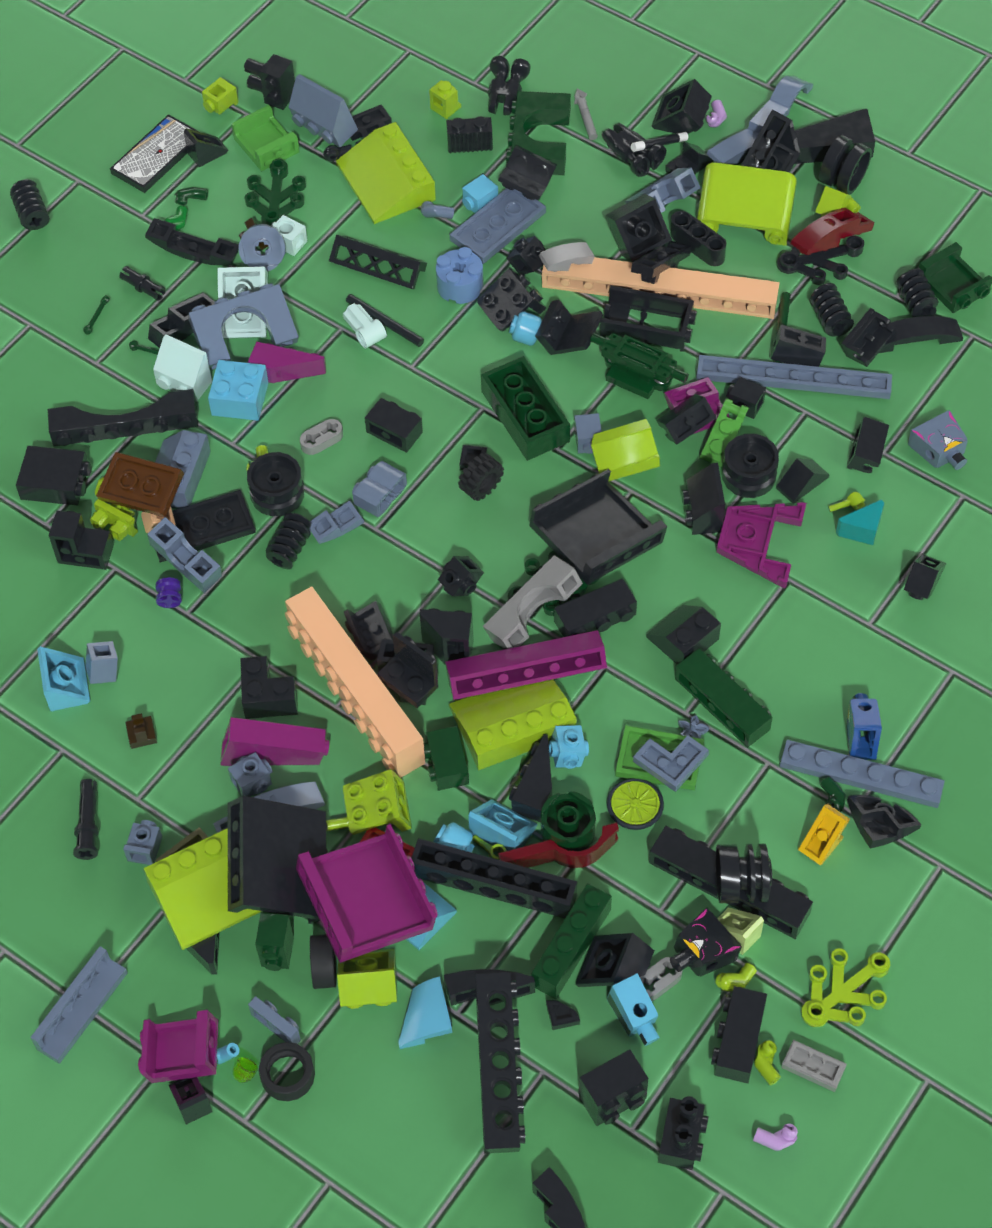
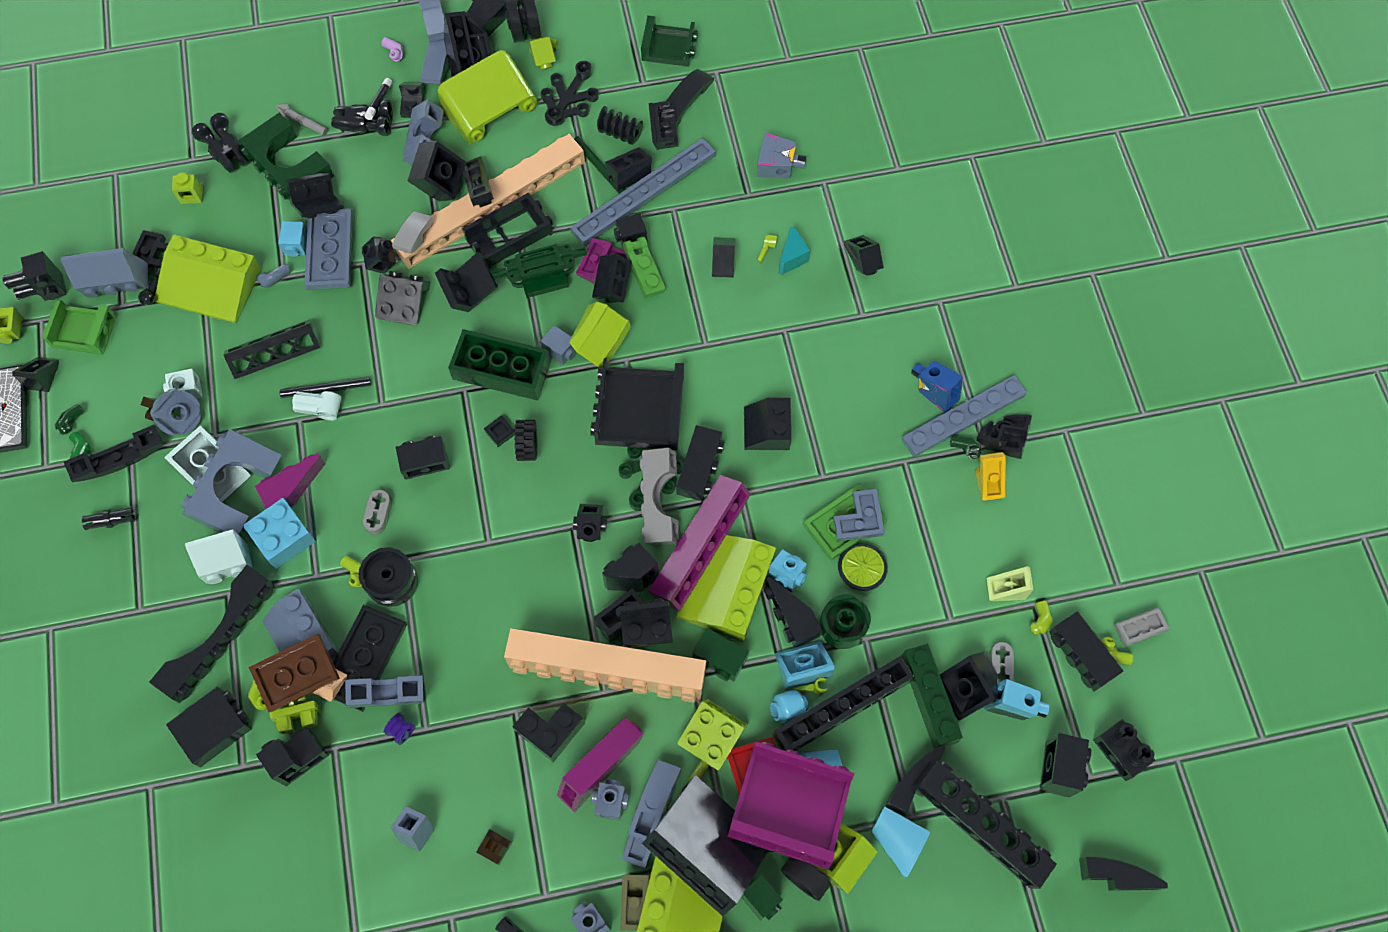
camera: 50 degrees left, 10 degrees up
(63, 679) = (396, 867): medium azure slope -> none
(88, 328) = (104, 591): dark green hinge -> none
(135, 346) = (155, 571): dark green hinge -> none
(176, 322) = (173, 525): black slope -> none
(278, 171) = (137, 366): dark green plant -> none
(288, 540) = (441, 609): black piece -> none
(333, 525) = (458, 564): sand blue slope -> none
(368, 628) = (570, 617): black bracket -> none
(379, 488) = (462, 512): sand blue brick -> none
(459, 275) = (346, 309): medium blue brick -> none
(469, 134) = (236, 200): black brick -> none
(525, 328) = (434, 308): medium azure head -> none
(549, 851) = (876, 611): dark red piece -> none
(561, 1015) = (973, 750): black tile -> none
(682, 109) = (367, 63): black slope -> none
(693, 728) = (840, 484): sand blue plant -> none
(696, 865) = (973, 560): black brick -> none
(704, 241) = (487, 145): black beam -> none
(704, 501) = (687, 323): black slope -> none
(704, 946) = (1006, 617): black torso -> none
(723, 697) = (839, 445): dark green brick -> none
(743, 873) = (993, 550): black wheel -> none
(748, 535) = (734, 324): magenta wing -> none
(750, 465) = (687, 275): black wheel -> none
(778, 1140) = (1172, 693): lavender arm -> none
(830, 229) = (562, 71): dark red slope -> none
(844, 992) = (1104, 564): lime plant -> none
(868, 445) = (738, 198): black hinge -> none
(917, 293) = (659, 72): black piece -> none

